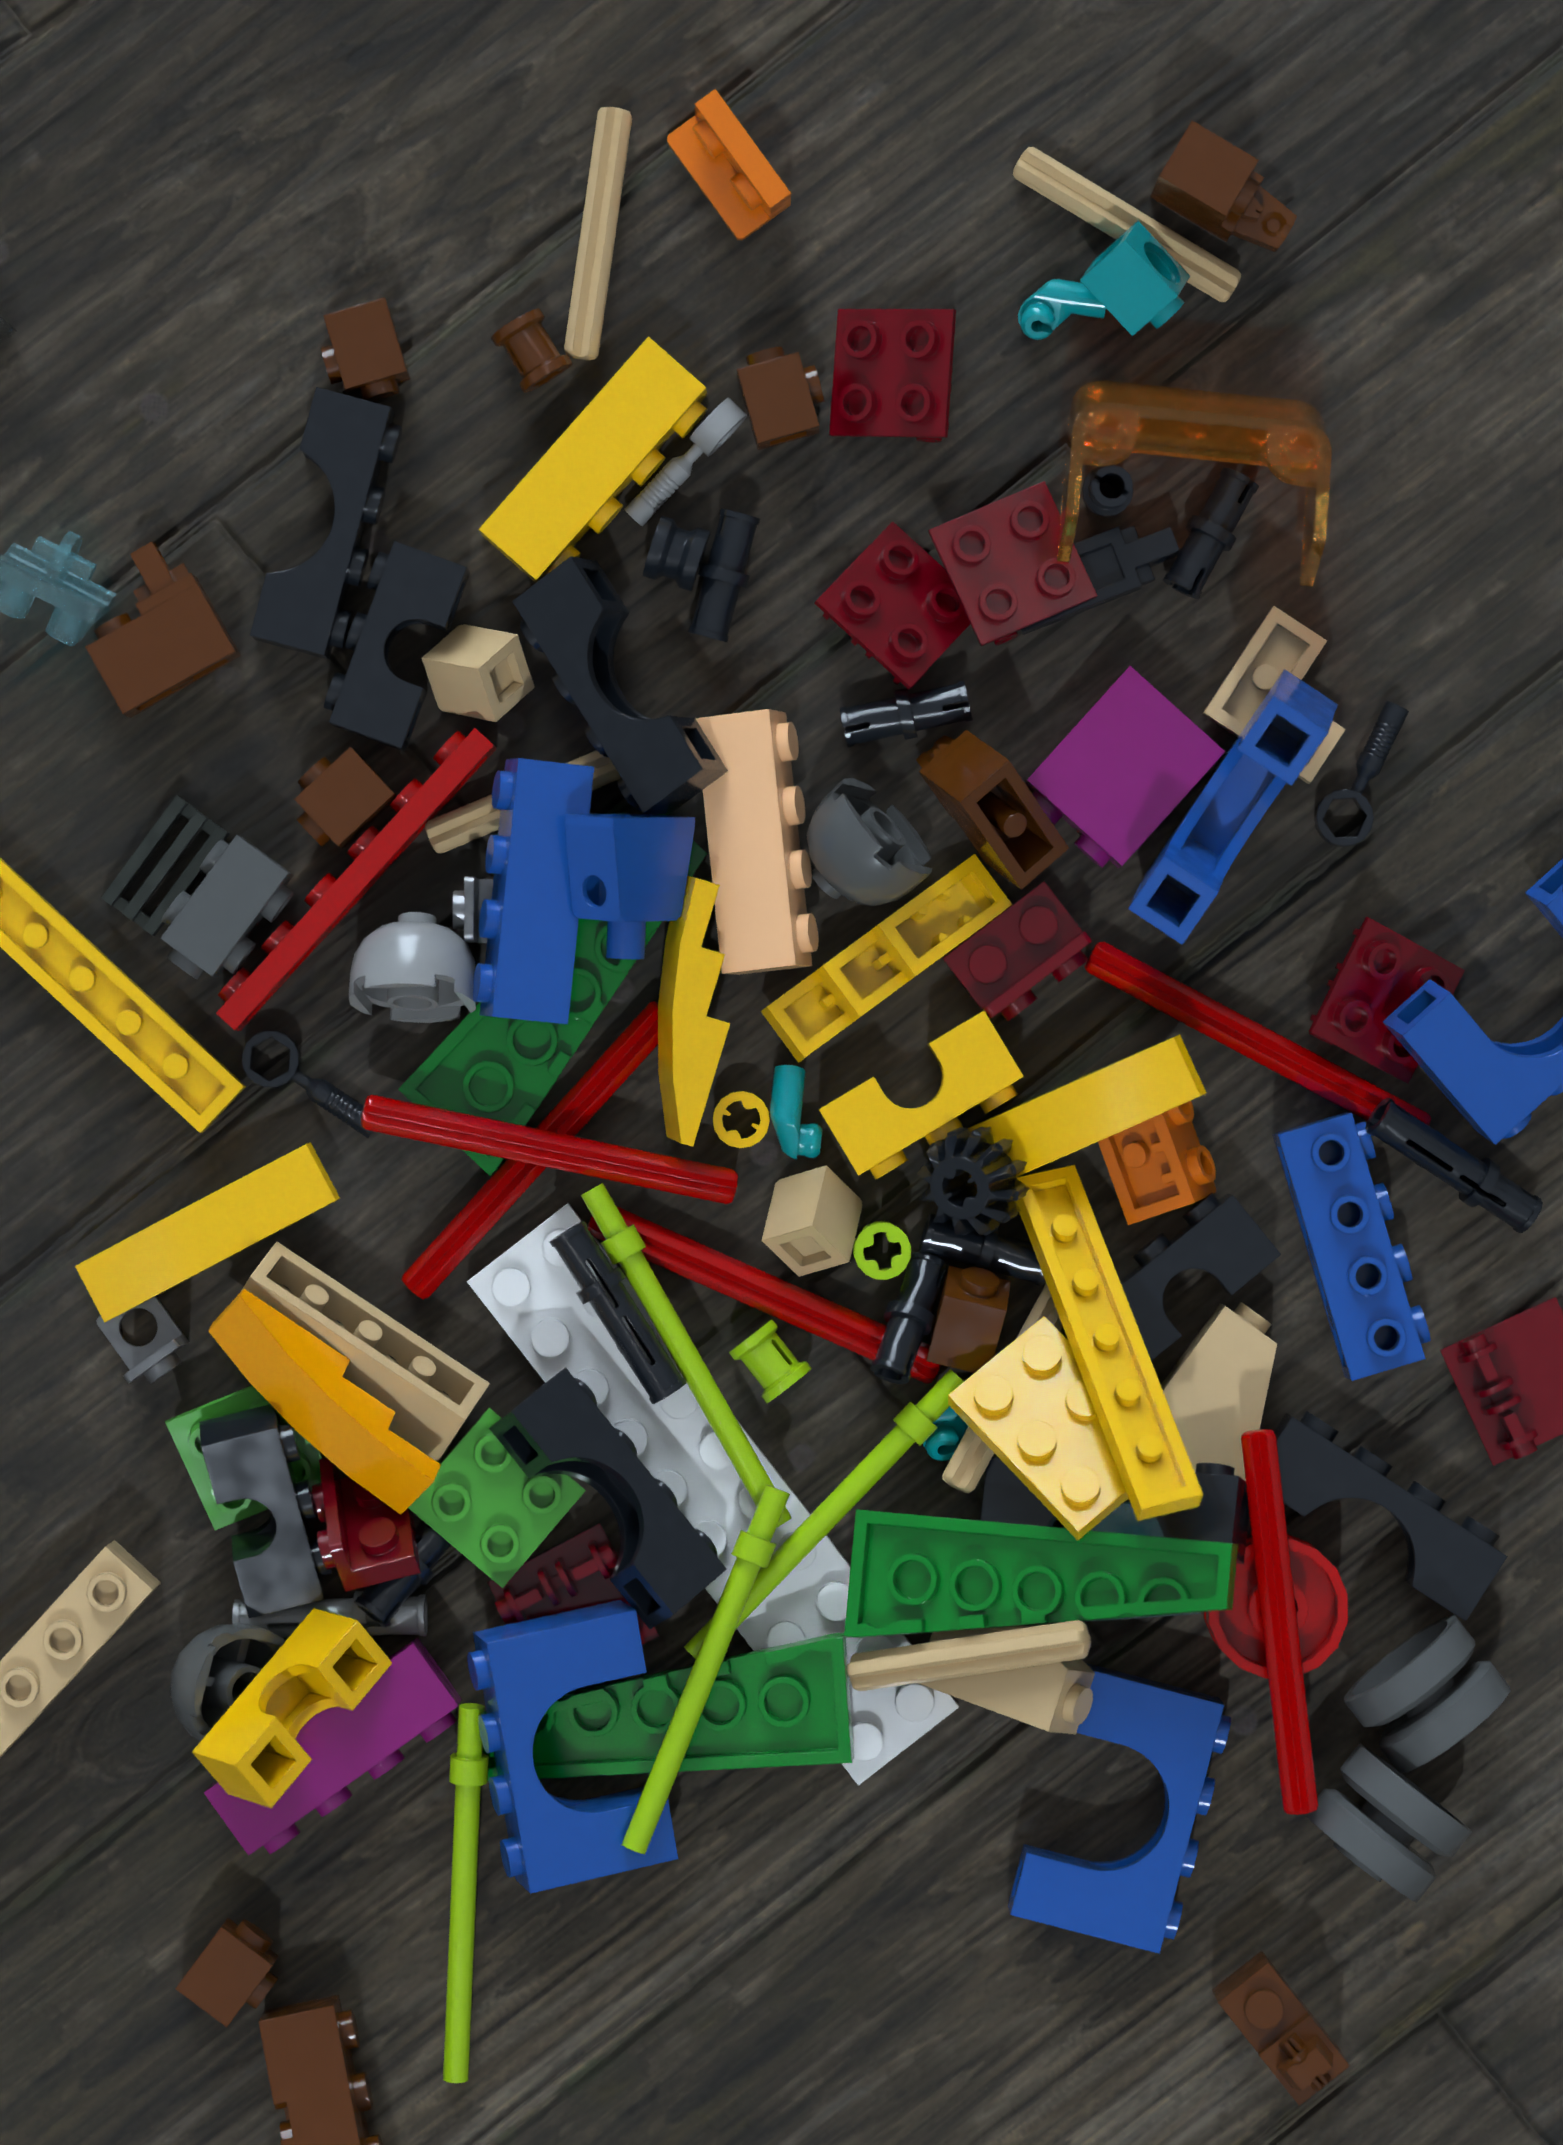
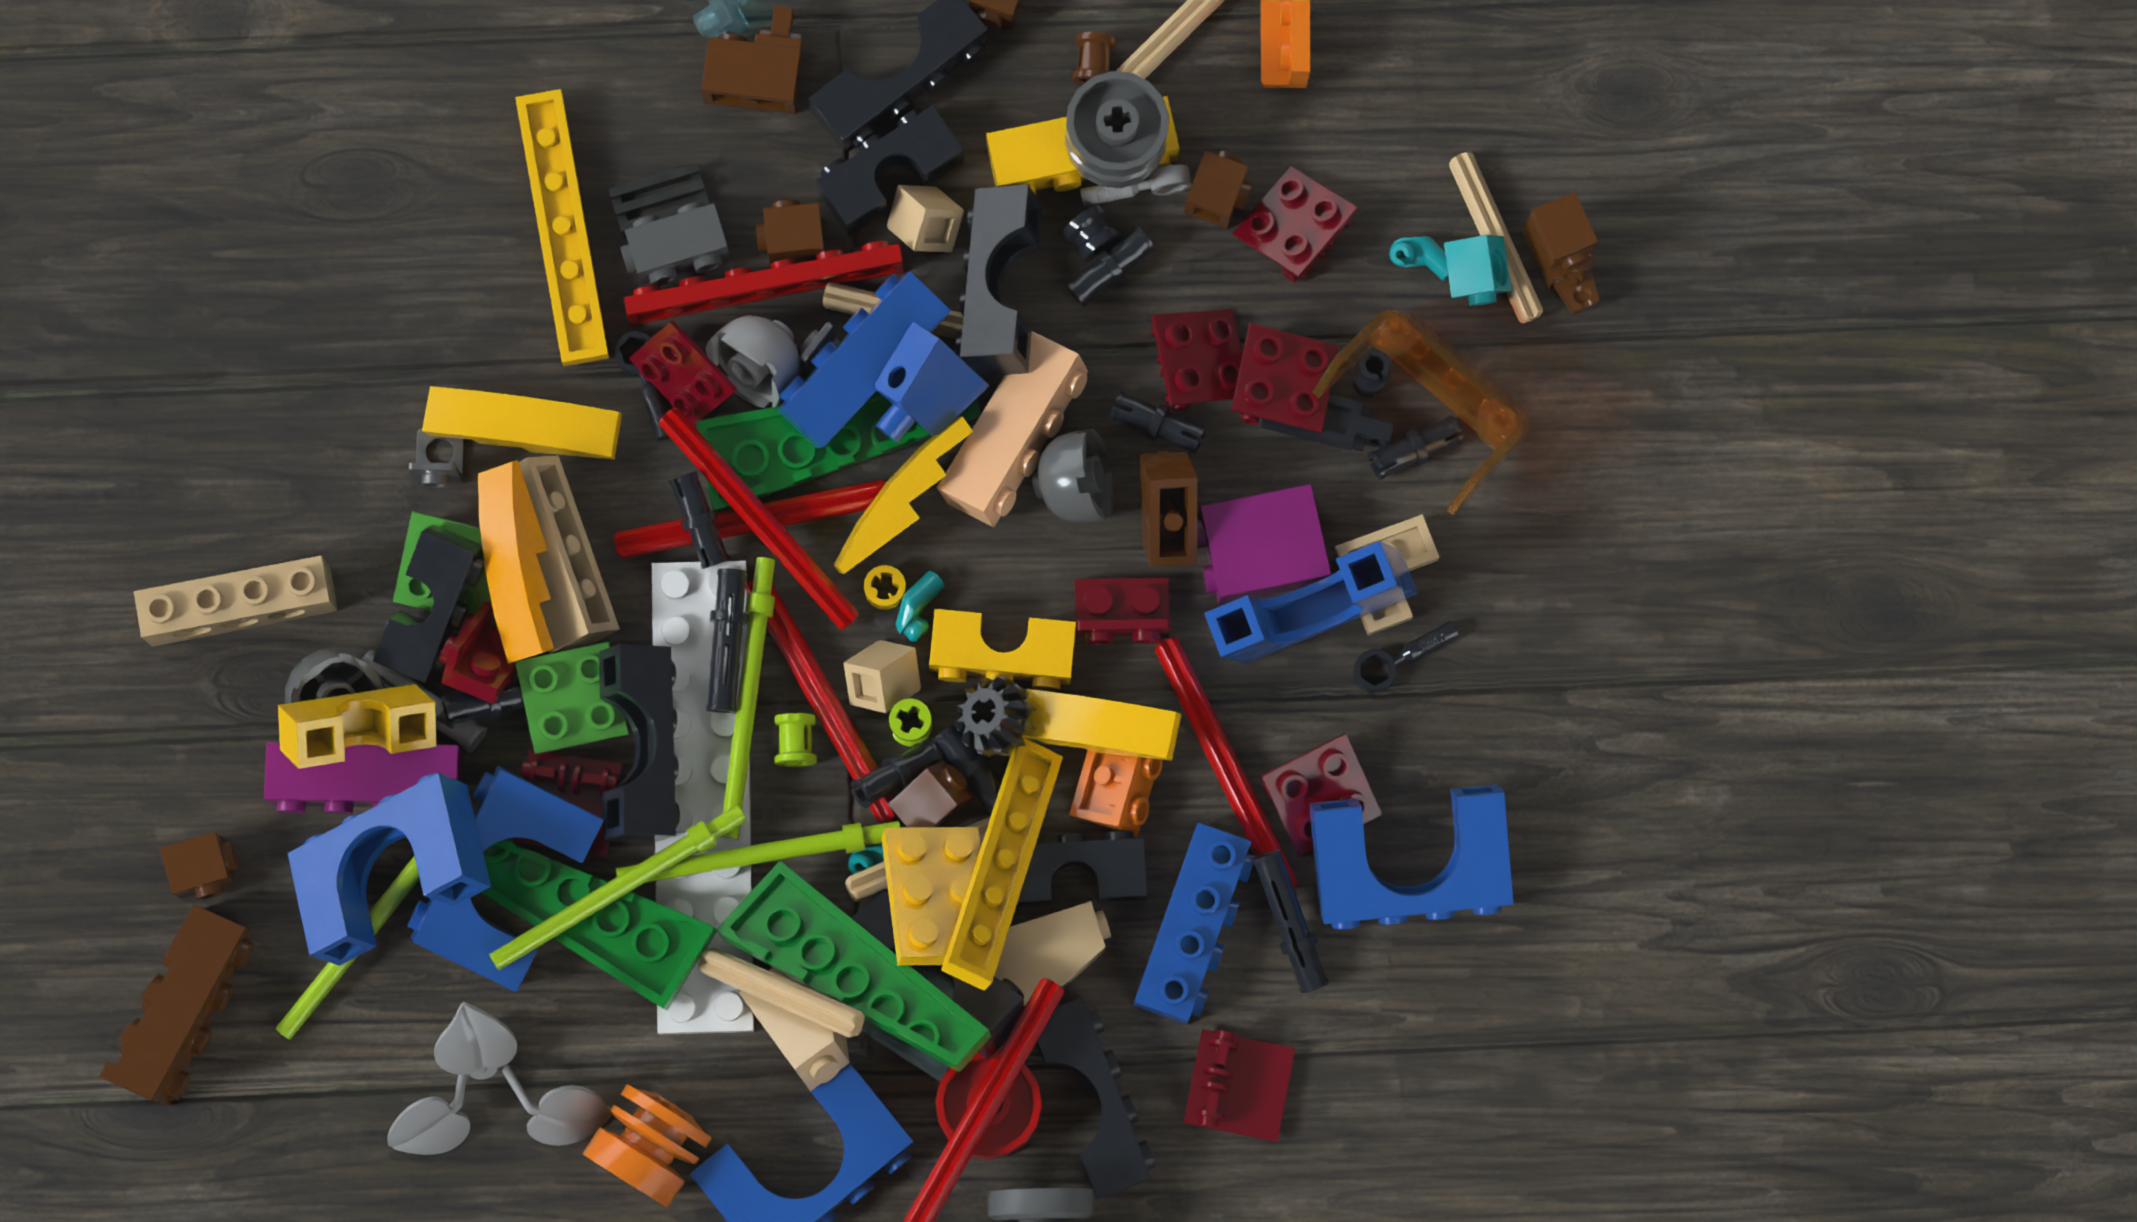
camera: 30 degrees right, 10 degrees down
(344, 1051) = (682, 372): none -> dark red hinge
(379, 1868) = (335, 866): none -> arch
(486, 1199) = (699, 519): none -> black pin
(620, 385) = (1123, 103): none -> dark grey wheel
(690, 1956) = (476, 1047): none -> light grey plant
(886, 958) = (1040, 554): yellow slope -> none
(944, 1926) = (648, 1145): none -> orange wheel

